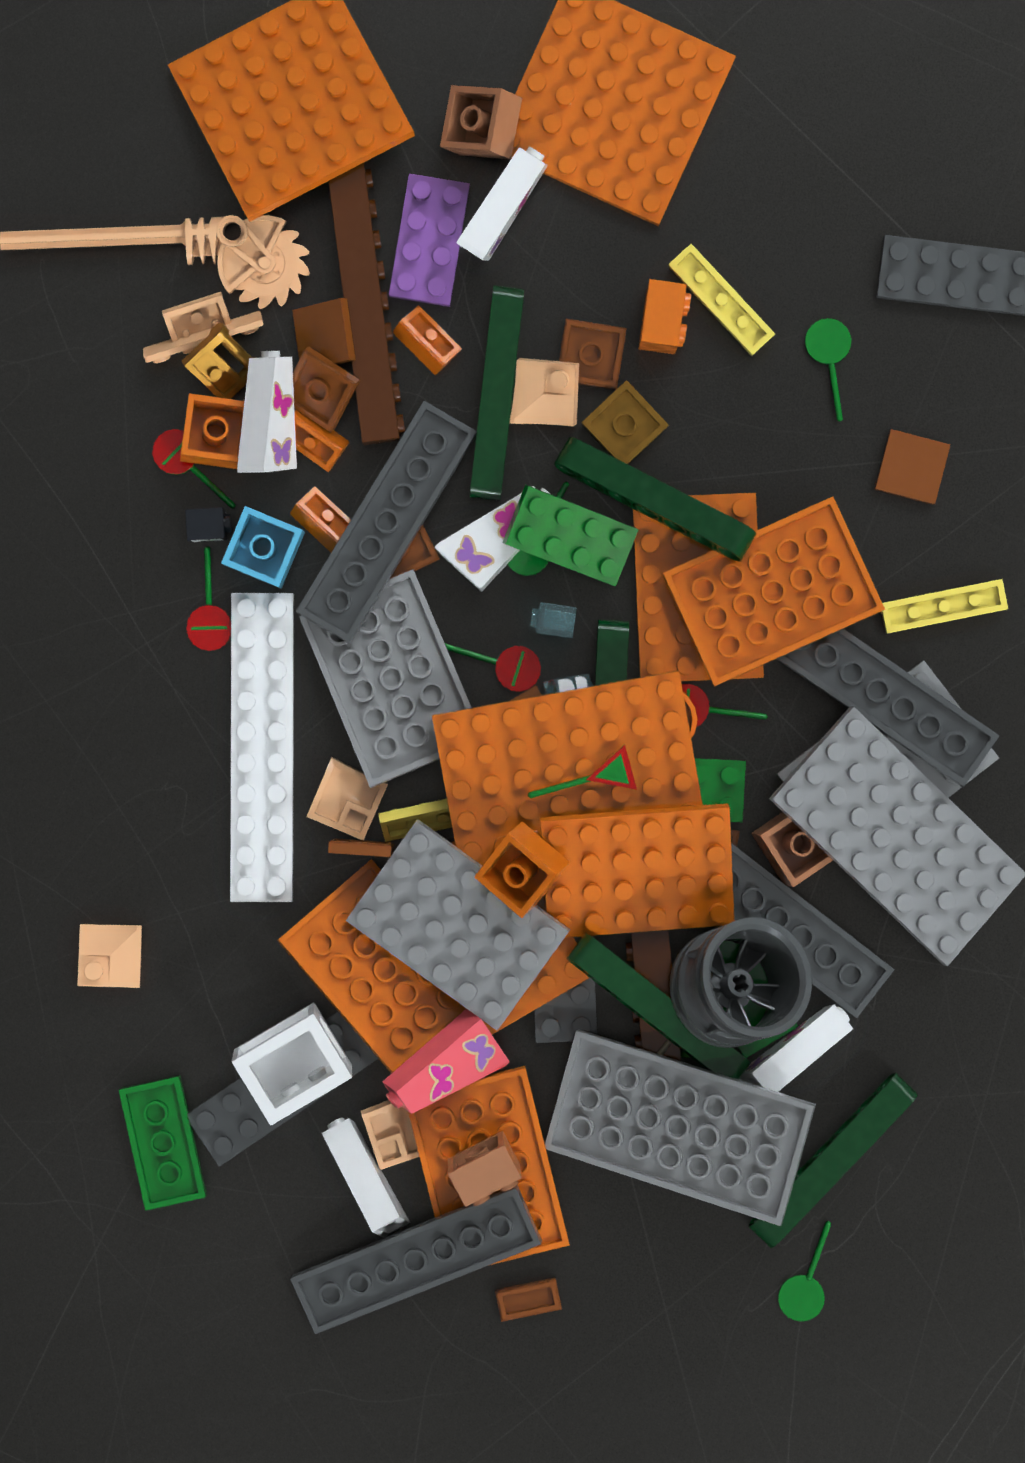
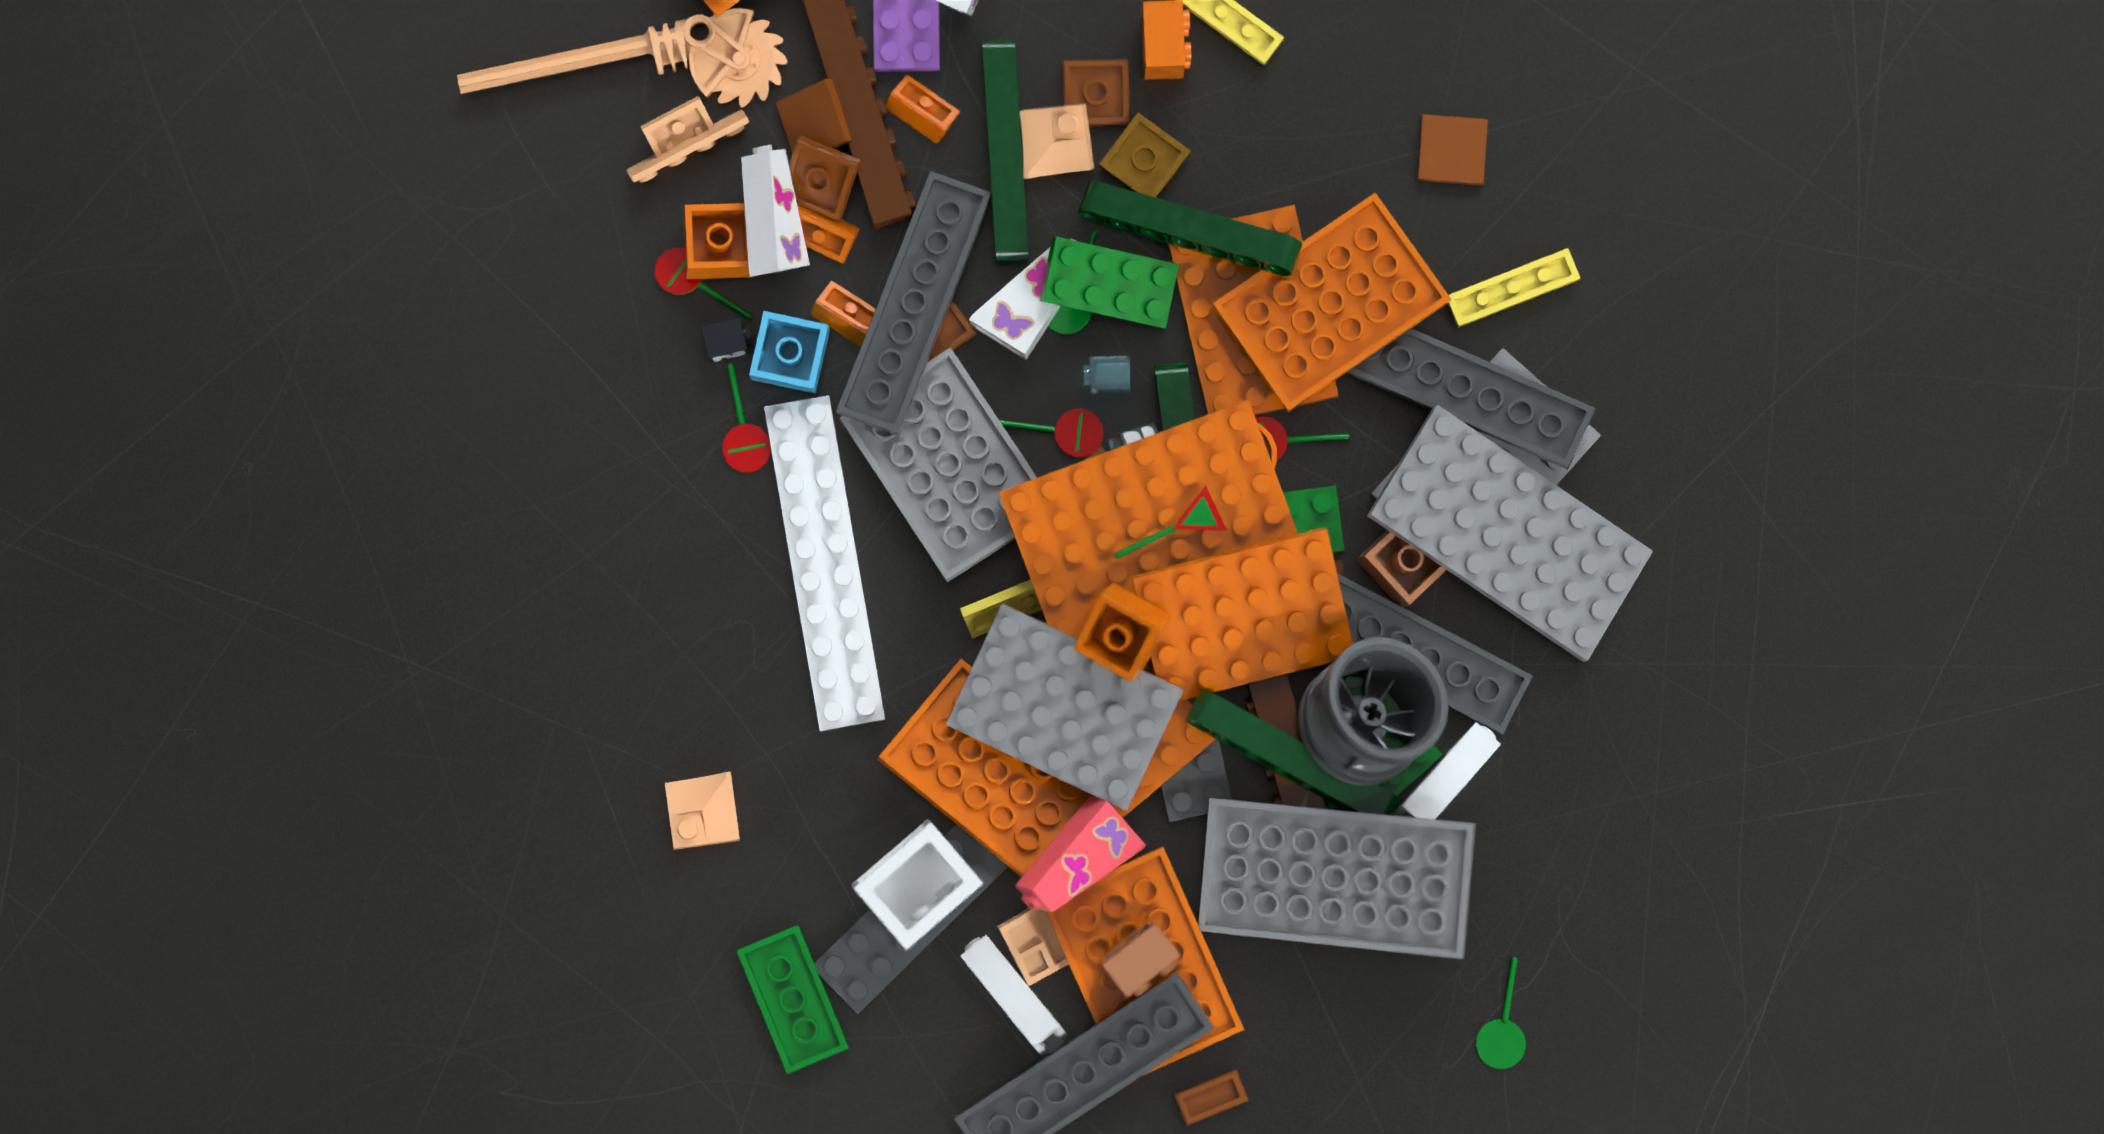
camera: 15 degrees left, 5 degrees down
(213, 369) = (704, 176): pearl gold plate -> none
(346, 799) = (923, 601): light nougat plate -> none
(361, 847) = (948, 646): dark orange tile -> none
(829, 343) = (1341, 38): green piece -> none
(839, 1154) = (1509, 886): dark green beam -> none

